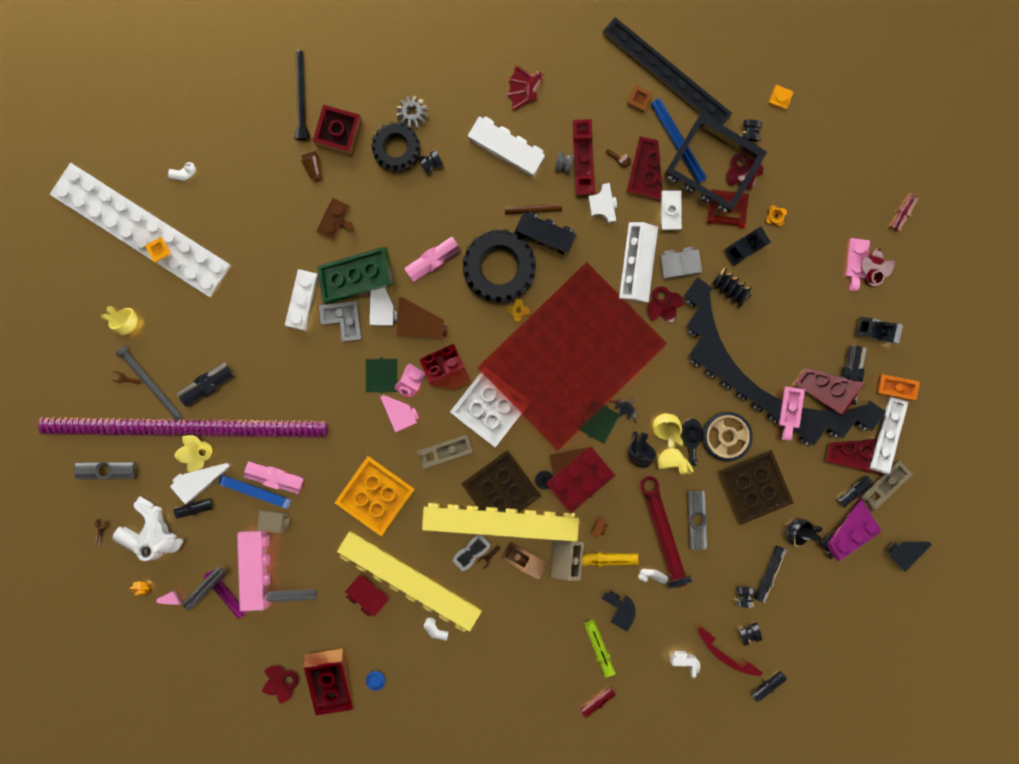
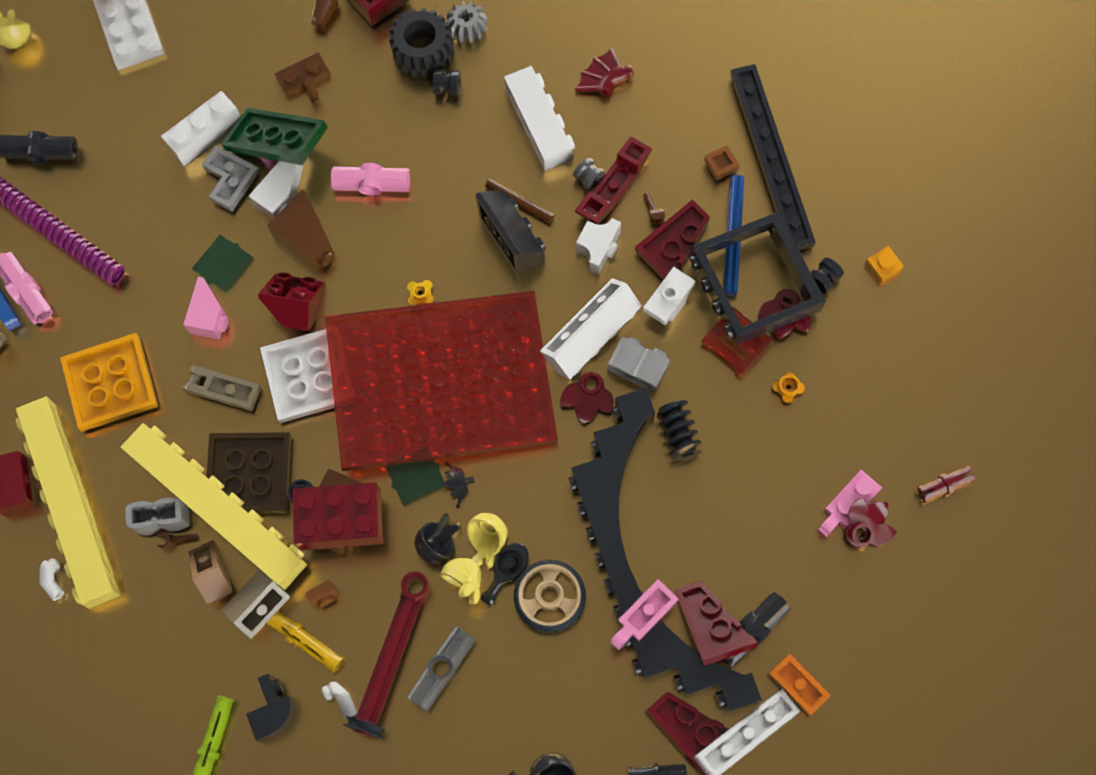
camera: 40 degrees right, 15 degrees down
(410, 381) = (244, 285): bright pink bracket -> none
(499, 240) = (426, 200): black tyre -> none
(747, 245) = (728, 395): black brick -> none
(755, 487) = (539, 681): dark brown plate -> none
(879, 331) = (820, 598): black brick -> none

